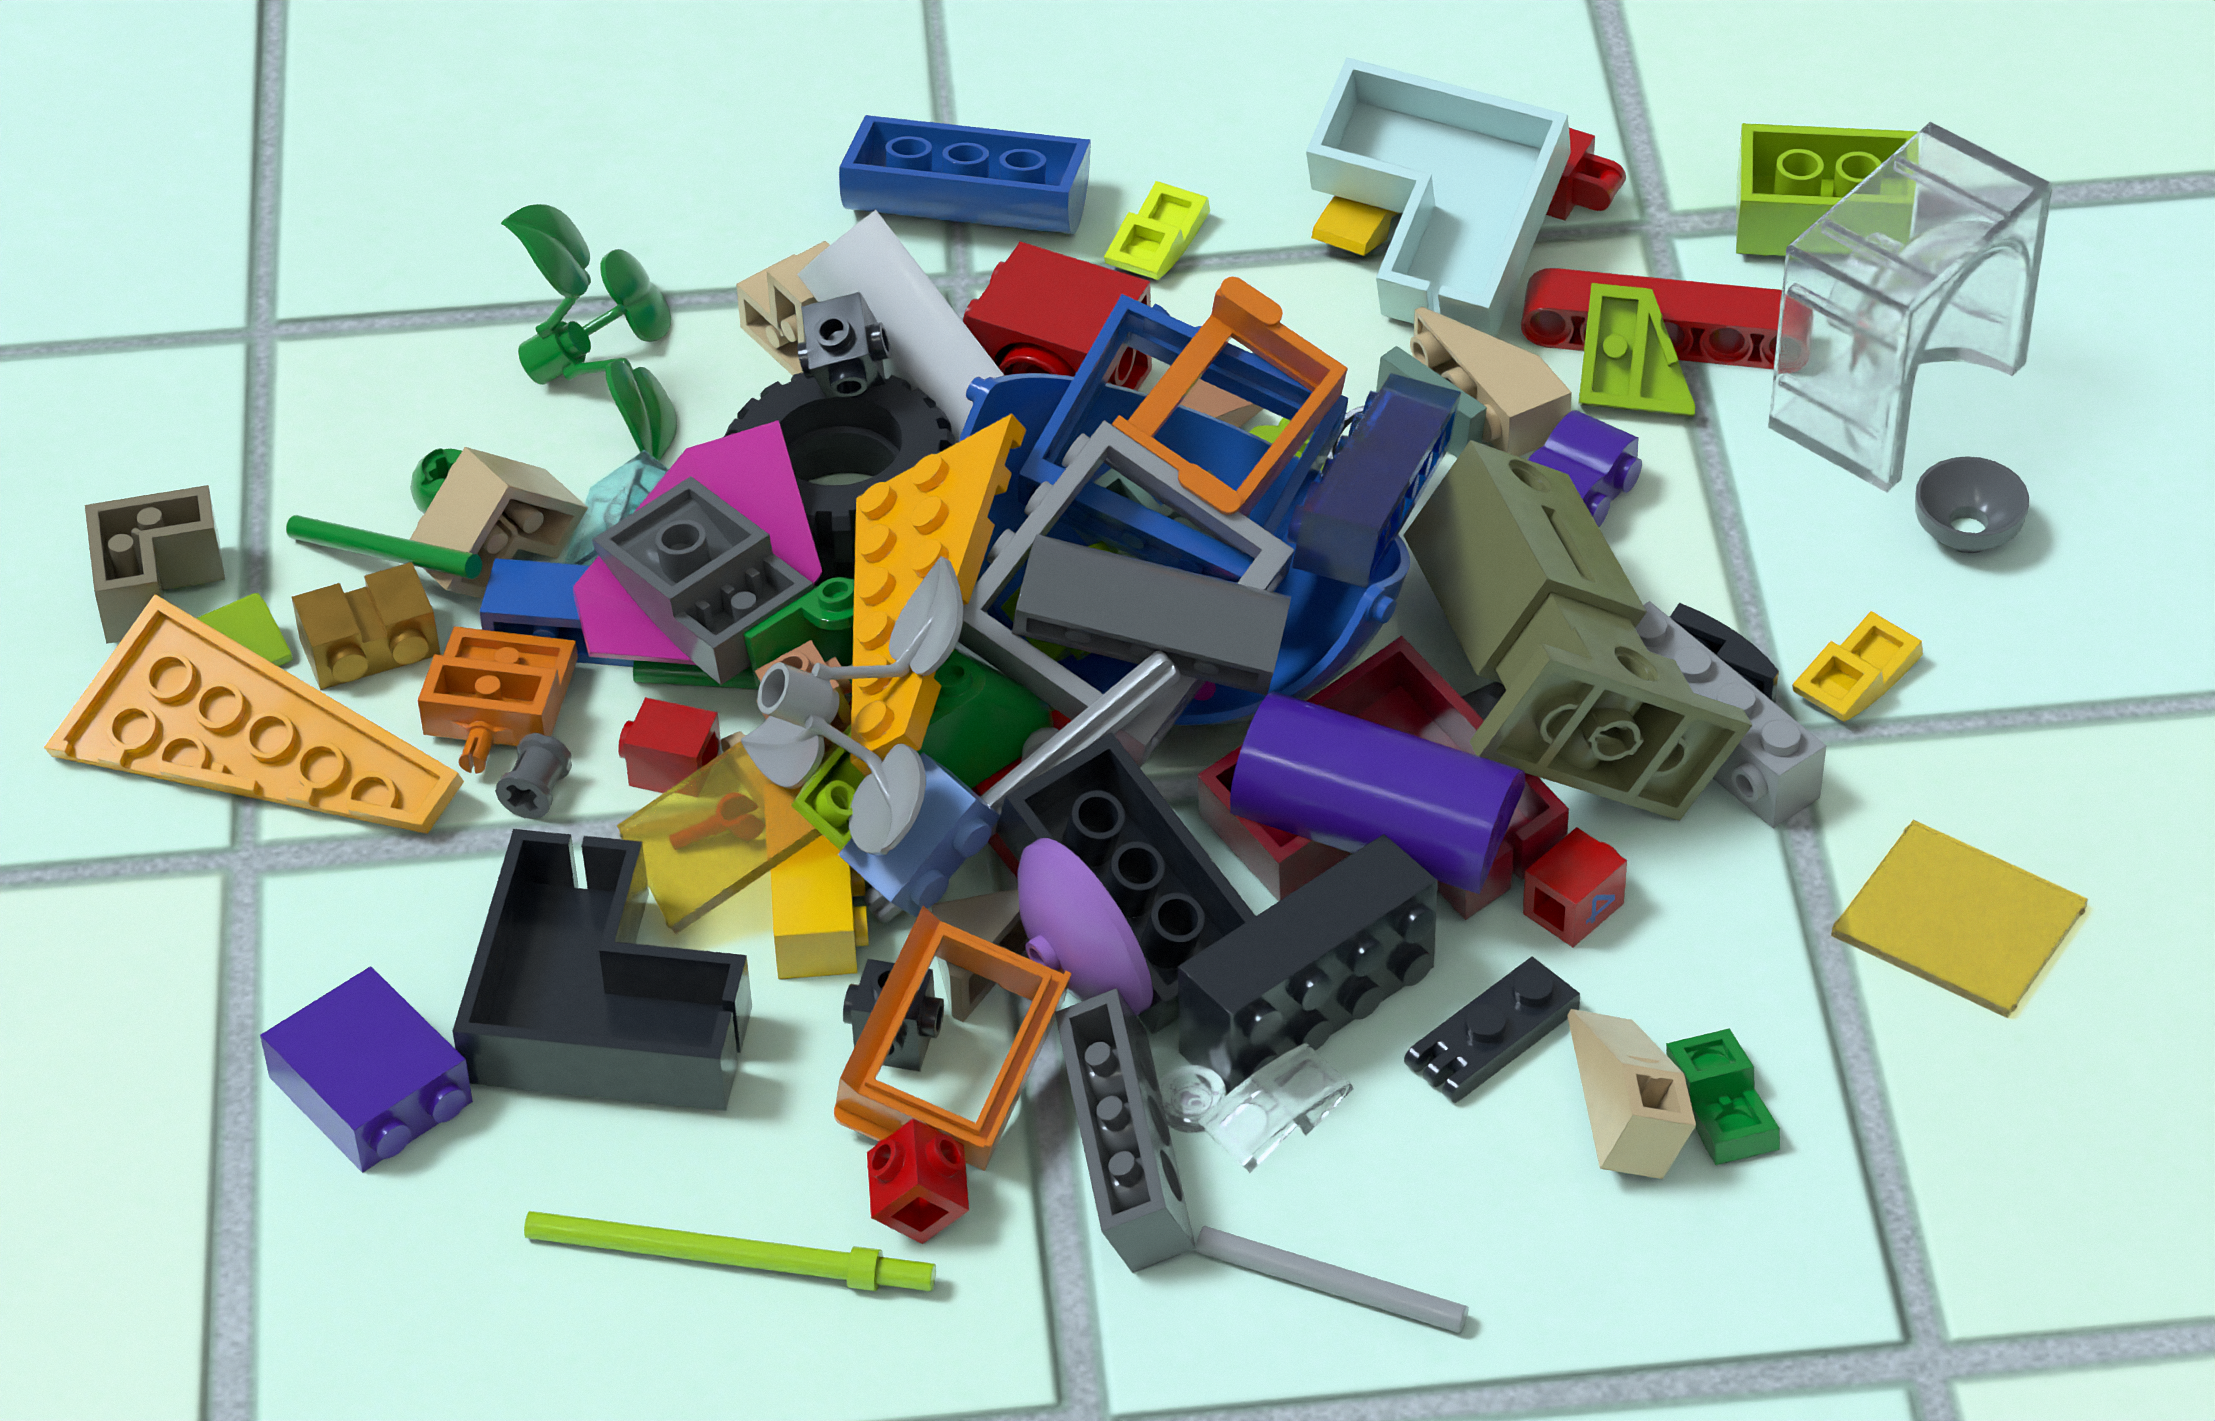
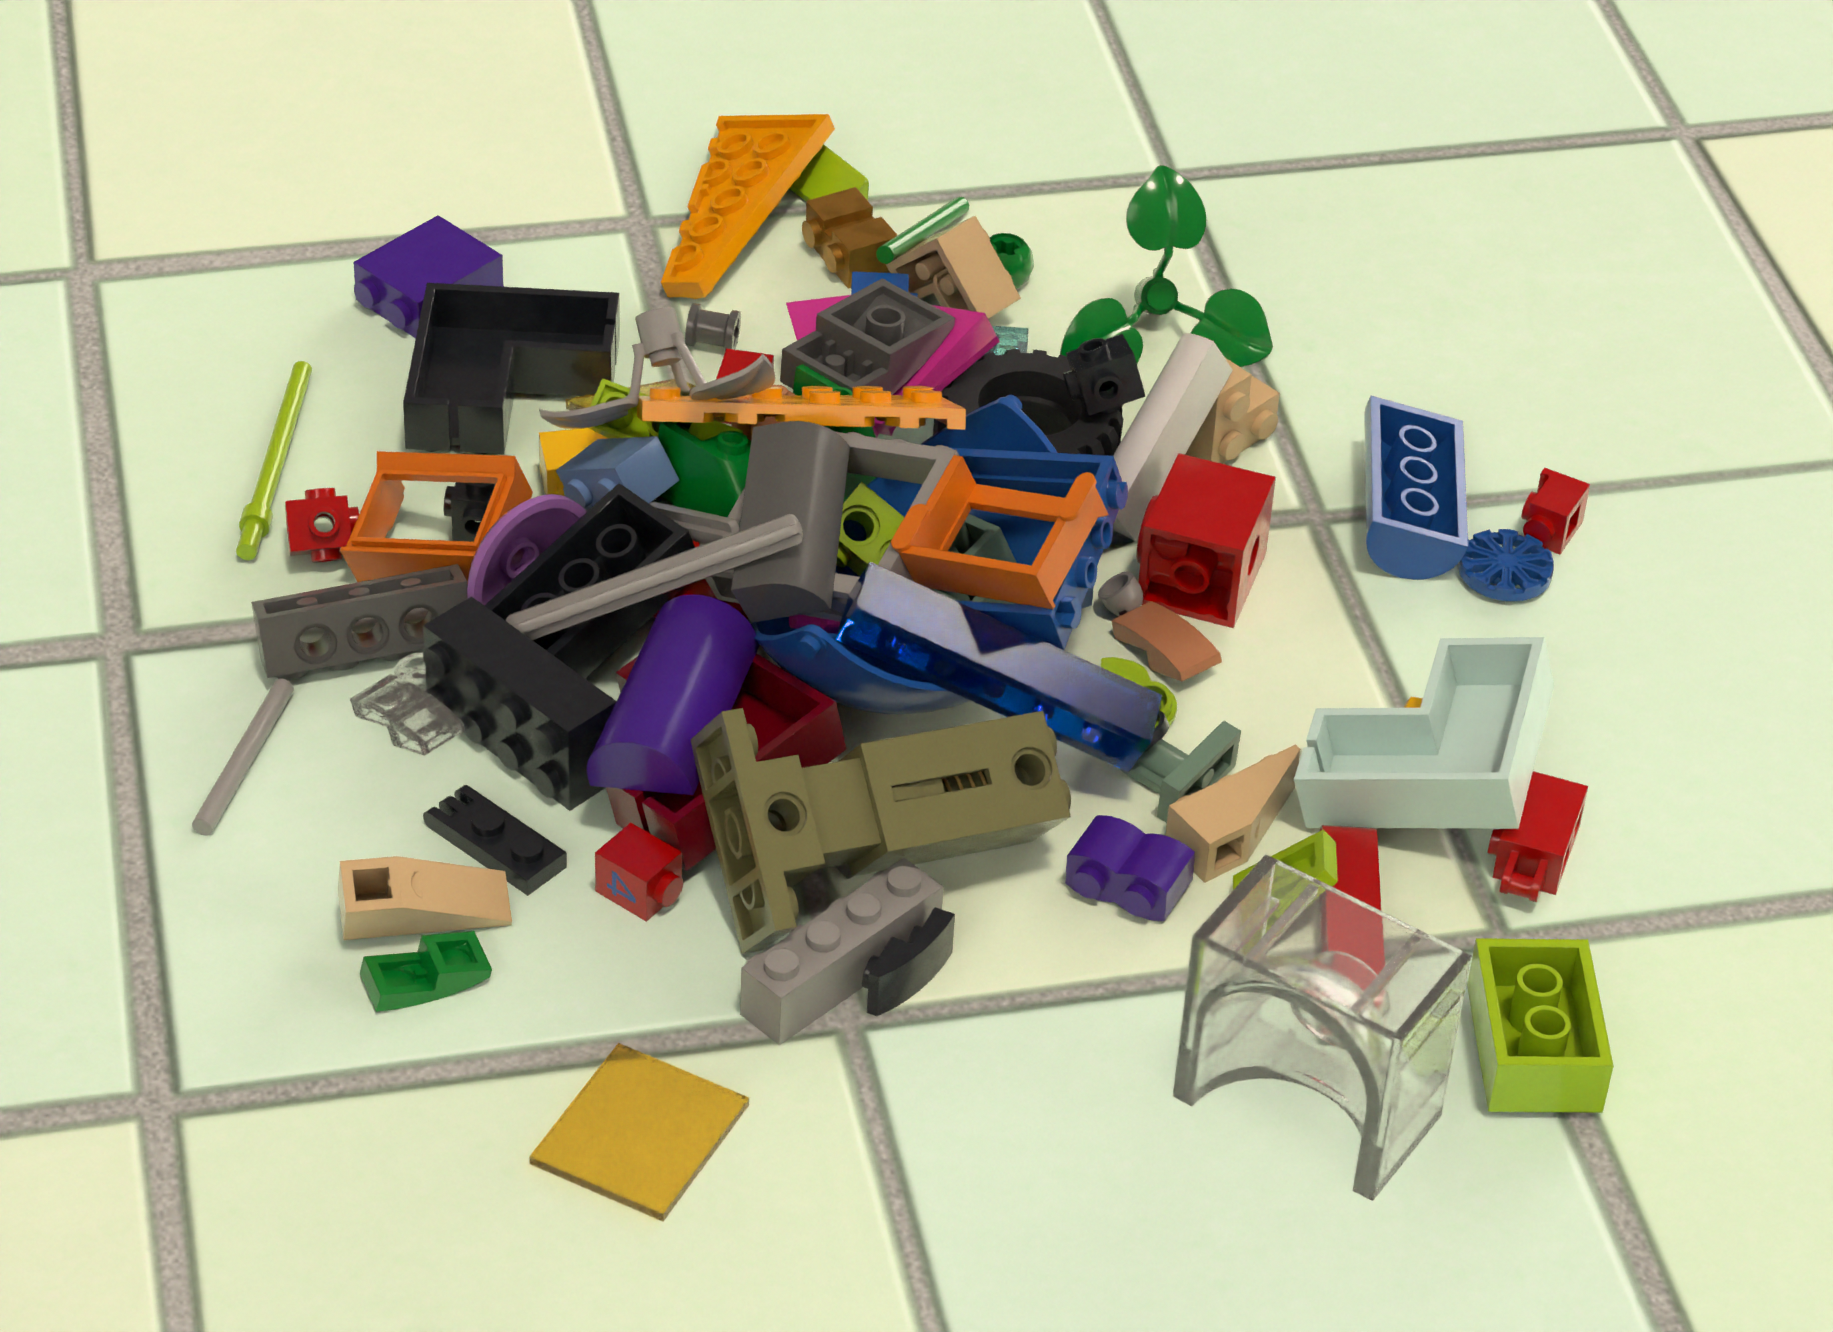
camera: 80 degrees right, 5 degrees down
(147, 548) = (892, 122): dark tan brick -> none
(495, 689) = (778, 281): orange plate -> none
(1007, 79) = (1555, 509): none -> red brick
(1105, 135) = (1506, 565): none -> blue wheel
(1160, 231) = (1380, 613): neon yellow slope -> none
(1227, 752) = (659, 577): none -> light grey axle
(1860, 669) = (918, 1059): yellow slope -> none
(1972, 490) = (1134, 1112): dark grey piece -> none

